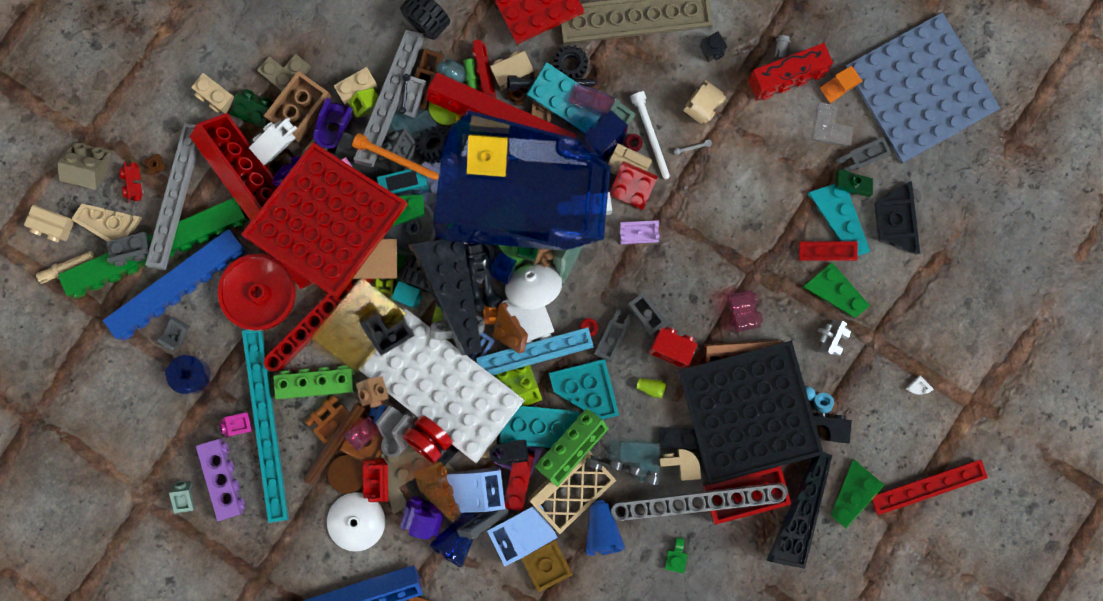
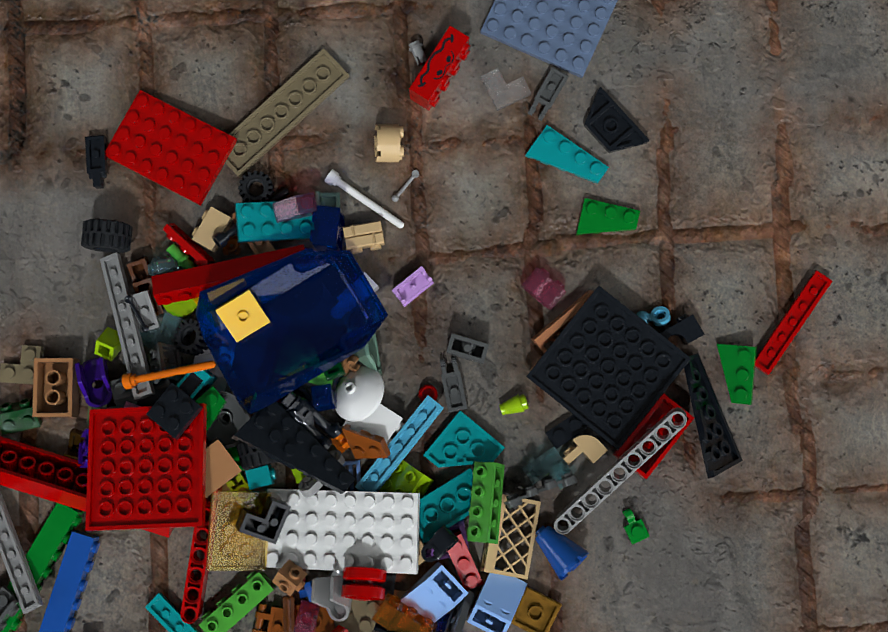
camera: 35 degrees left, 0 degrees up
(256, 292) = (133, 567): red dish -> none
(273, 140) = (55, 432): white brick -> none
(359, 81) = (90, 332): tan brick -> none
(379, 191) = (174, 411): none -> black plate
(633, 137) = (354, 211): dark red plate -> none
(633, 185) = (380, 252): red plate -> none
(672, 347) = (508, 361): red brick -> none
(713, 47) = (363, 92): black brick -> none
(828, 251) = (575, 191): red tile -> none
(831, 335) = (627, 257): light grey hips -> none
(841, 84) = (487, 49): orange slope -> none
(854, 183) = (556, 121): dark green plate -> none
(919, 386) = (726, 247): white tile -> none

